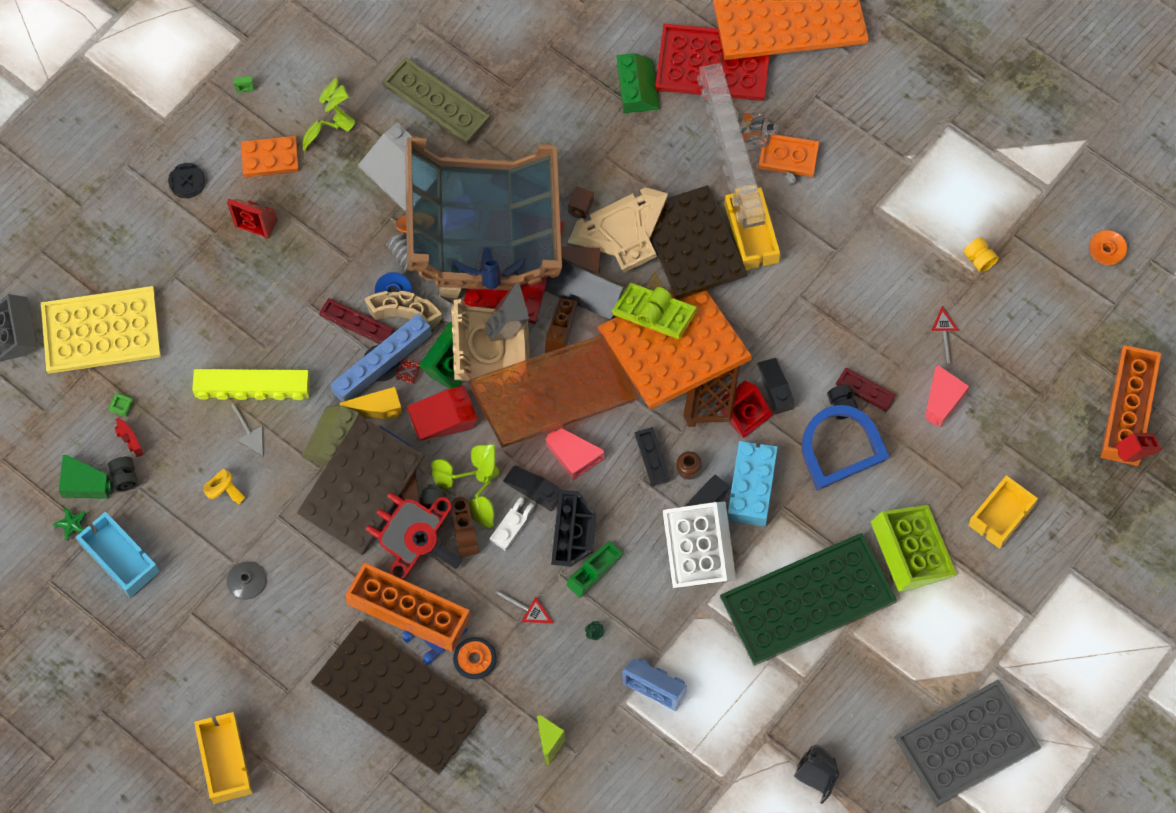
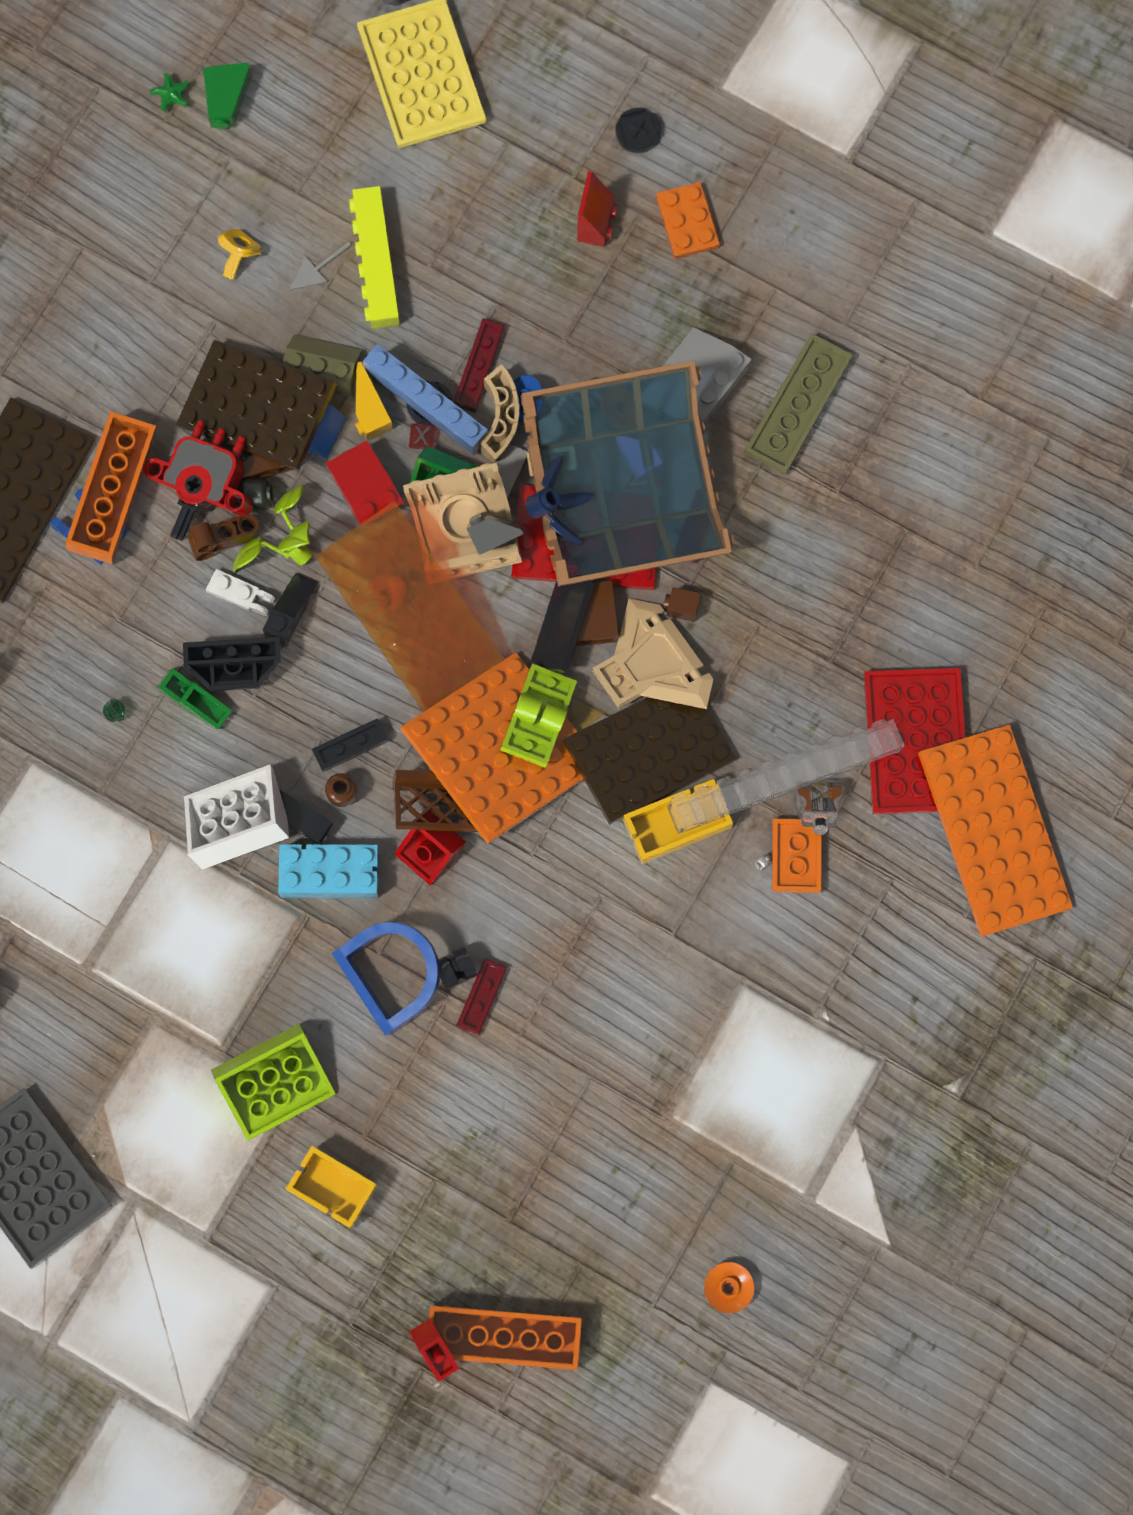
camera: 75 degrees right, 10 degrees up
(118, 554) = (134, 149): medium azure piece -> none
(121, 404) = (330, 116): bright green tile -> none
(123, 474) = (245, 132): pearl dark grey wheel -> none
(128, 436) = (293, 127): red slope -> none
(244, 84) = (779, 169): bright green tile -> none
(246, 589) = (133, 311): dark grey dish -> none
(334, 97) = (749, 293): lime plant -> none
(474, 646) = (54, 567): wheel -> none
(534, 613) = (132, 639): piece -> none
(560, 325) = (507, 607): reddish brown slope -> none
(573, 452) = (339, 649): coral slope -> none
(637, 83) = (866, 647): green slope -> none
(654, 683) = (53, 789): medium blue slope -> none
(776, 386) = (469, 882): black slope -> none
(807, 599) = (188, 961): dark green plate -> none
(944, 324) = (588, 1085): piece -> none
(944, 396) = (483, 1095): coral slope -> none
(981, 255) = (688, 1122): yellow wheel -> none

